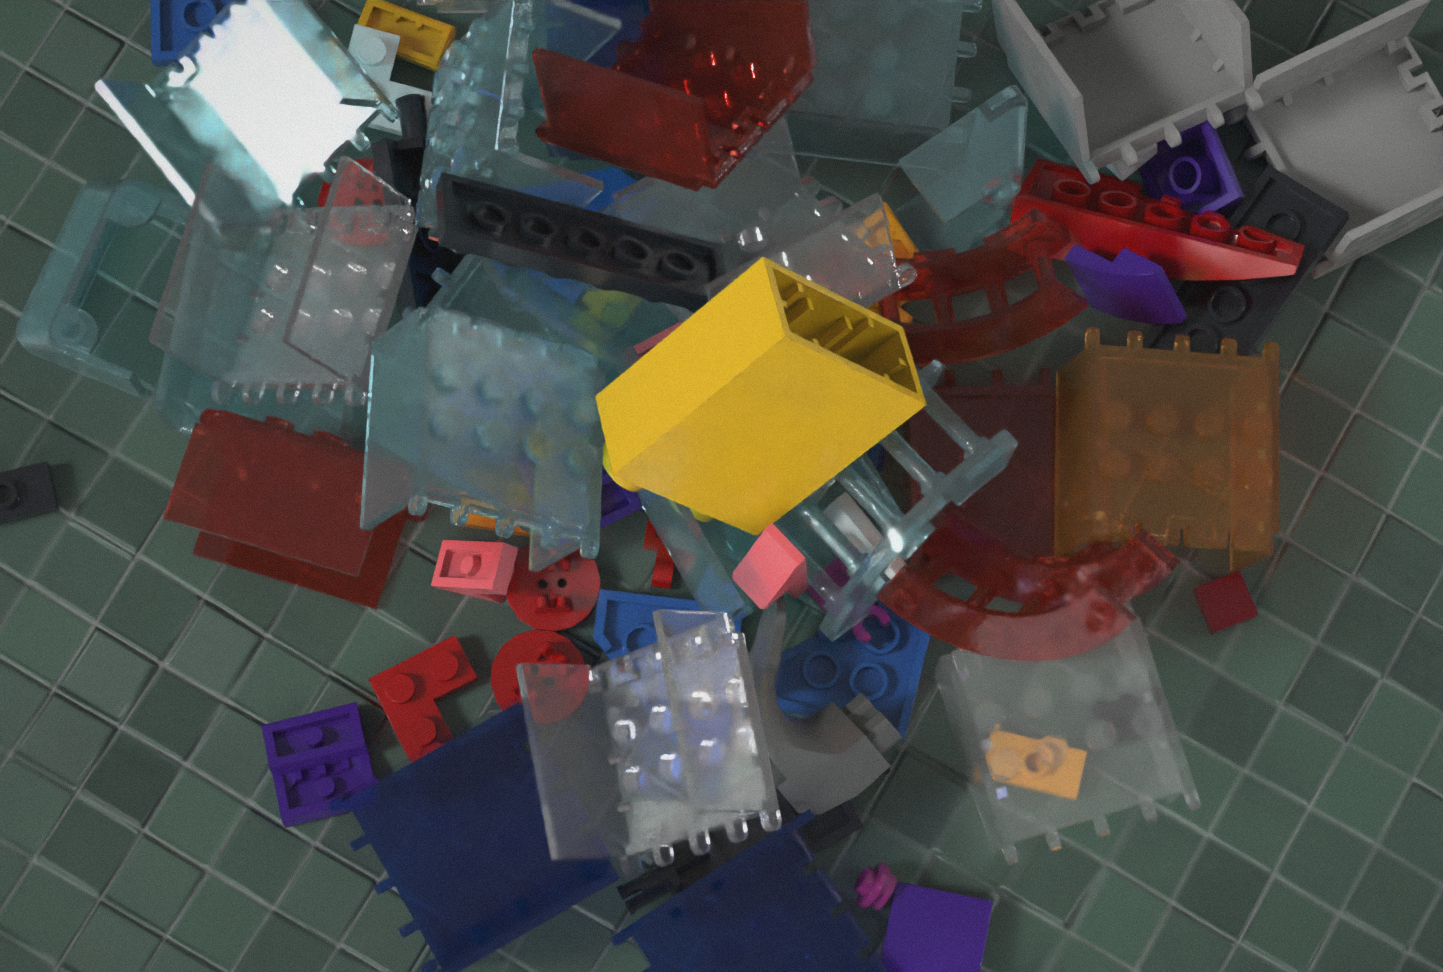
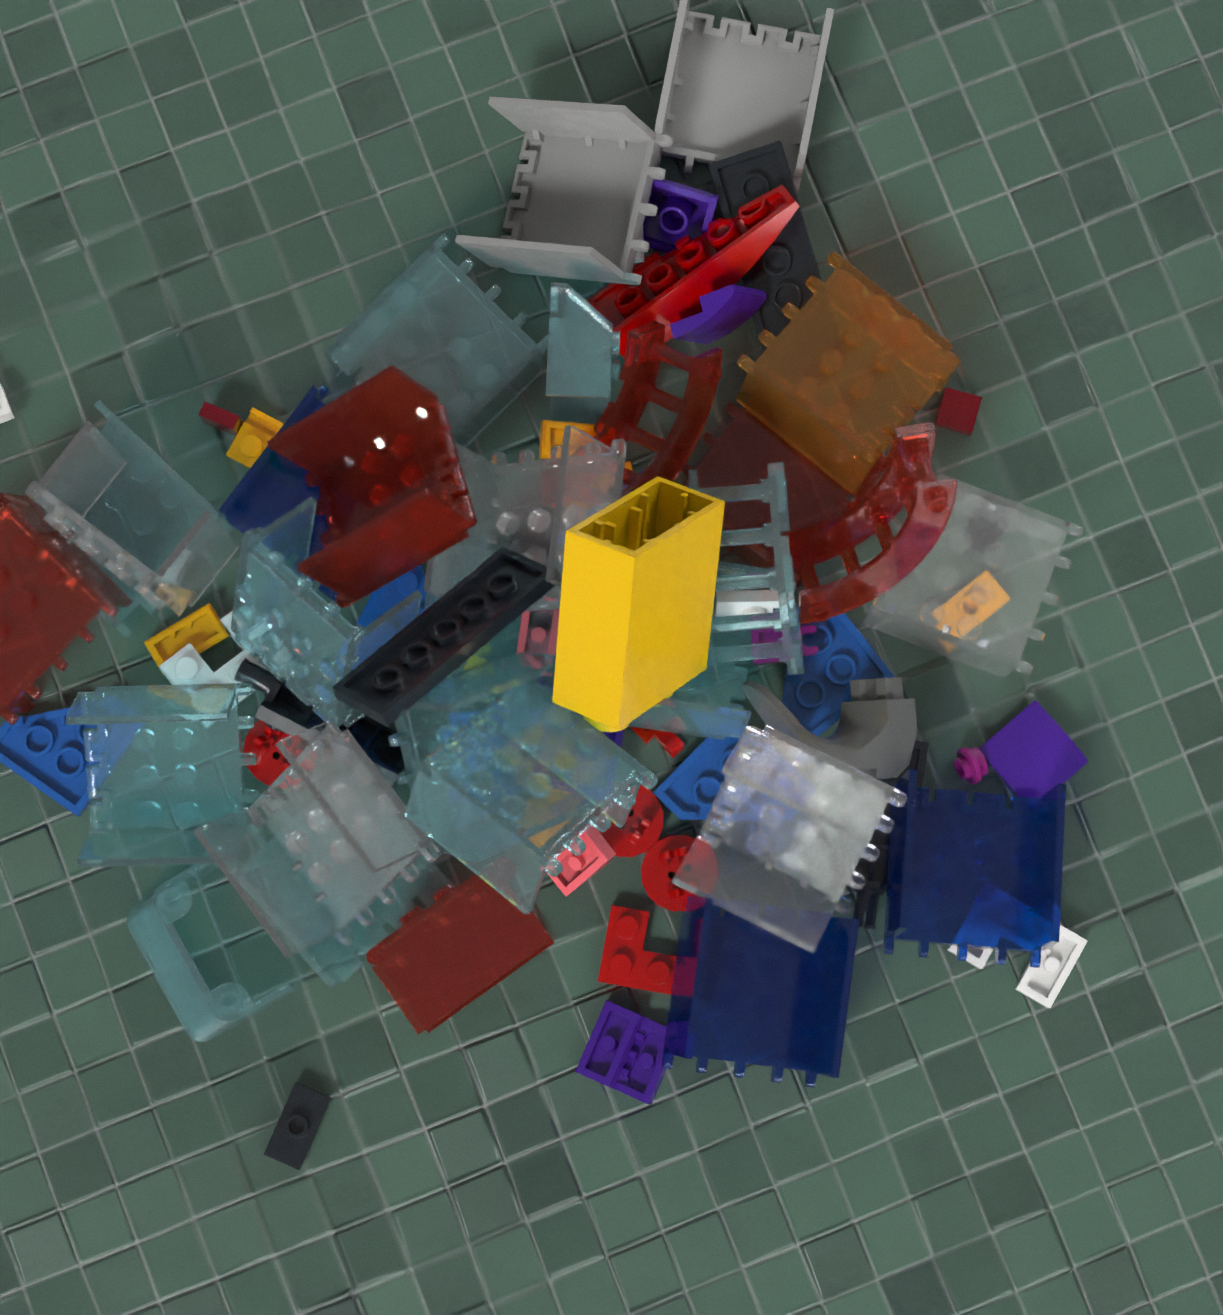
camera: 50 degrees left, 5 degrees up
(772, 569) = (735, 677): coral slope -> none

